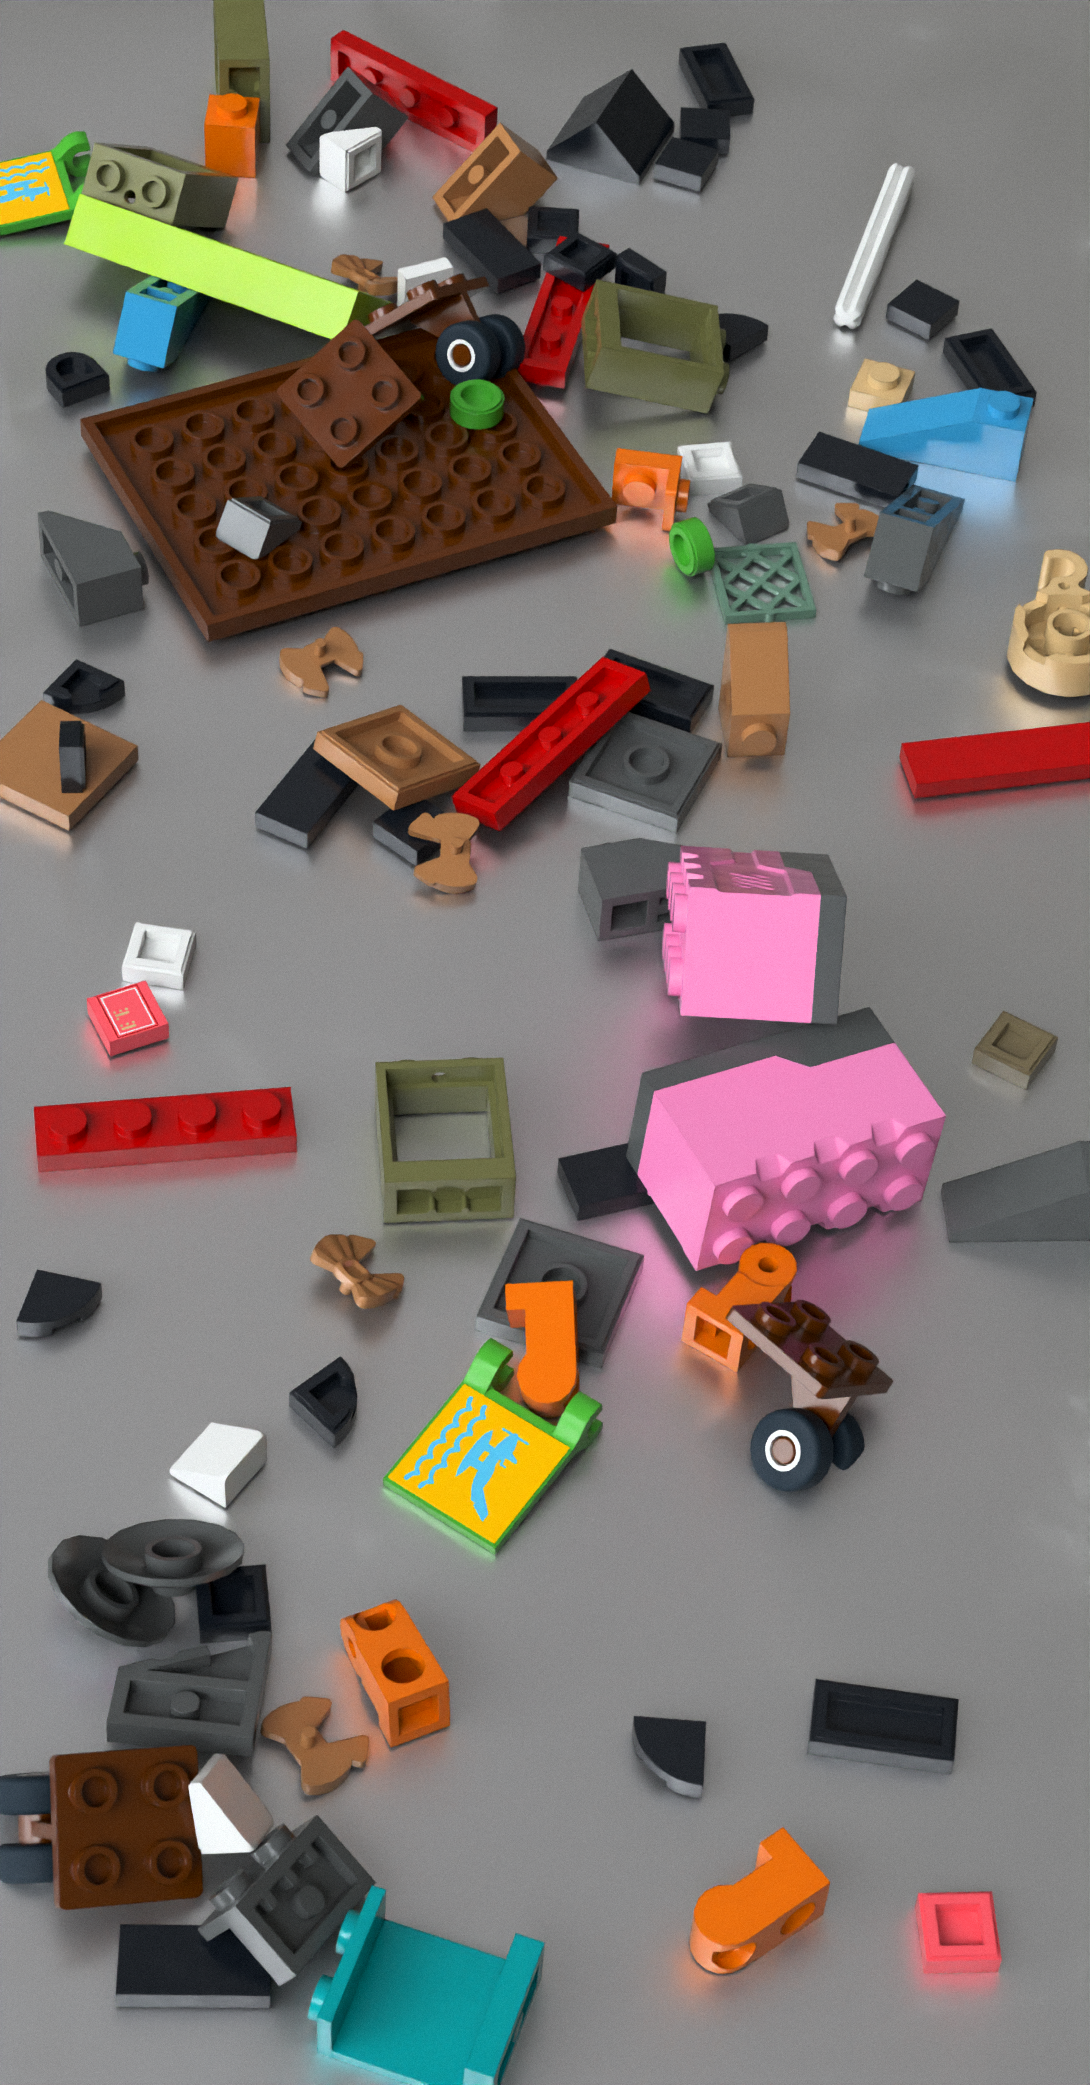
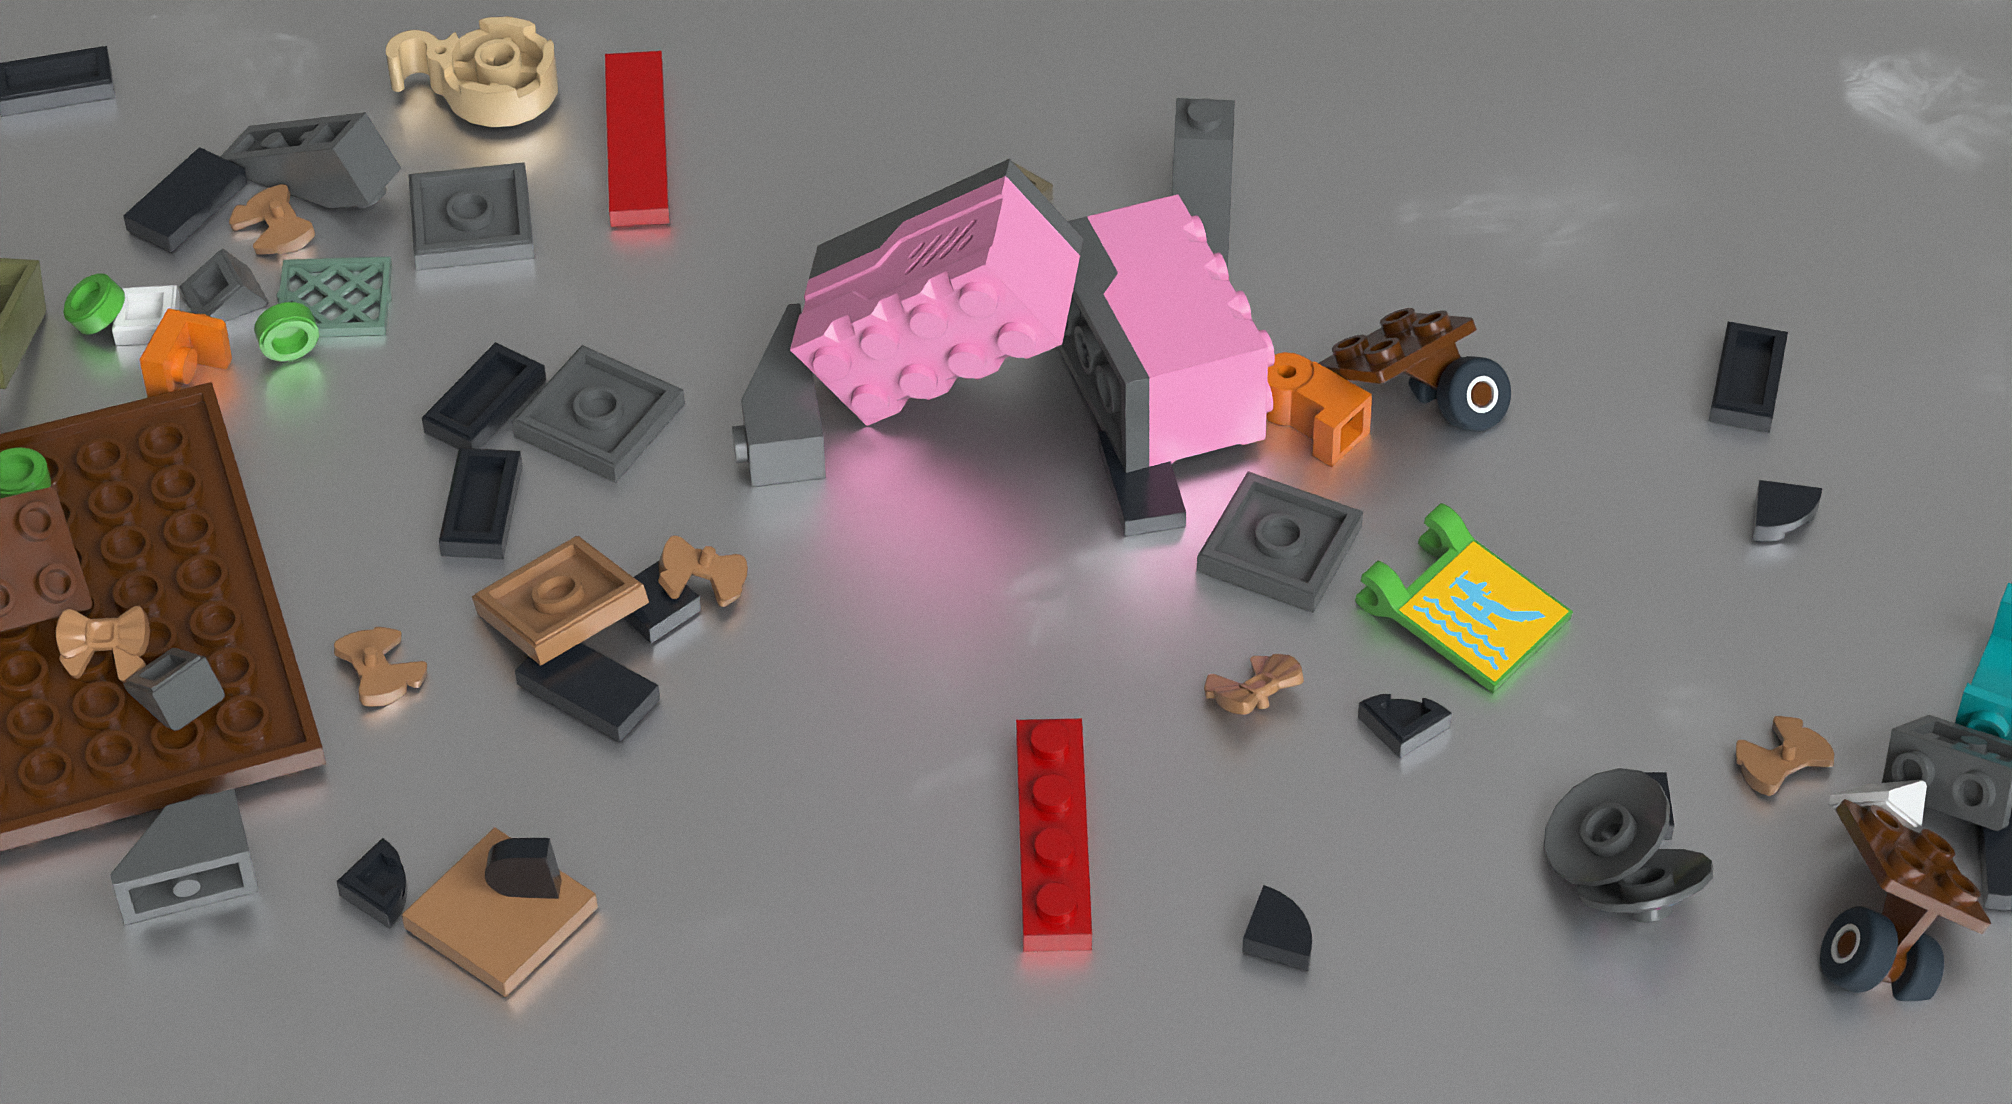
camera: 80 degrees left, 0 degrees up
(127, 1018) = (896, 857): coral tile -> none
(159, 955) = (807, 829): white tile -> none
(193, 1699) = (1748, 829): dark grey wing -> none
(222, 1461) = (1478, 801): white slope -> none
(298, 462) = (81, 637): none -> medium nougat piece
(397, 1672) = (1717, 679): orange leg -> none
(452, 1186) = (1101, 558): olive window -> none
(551, 743) = (572, 467): red plate -> none
(551, 1362) = (1369, 530): orange leg -> none
(706, 429) = (94, 303): none -> bright green tile
(755, 689) = (543, 296): medium nougat slope -> none
(761, 1910) = (1936, 463): orange leg -> none
(880, 385) = (56, 165): tan plate -> none
(884, 657) = (470, 216): none -> dark grey tile
(958, 1932) = (1939, 356): coral tile -> none
(959, 431) = (157, 111): dark azure slope -> none

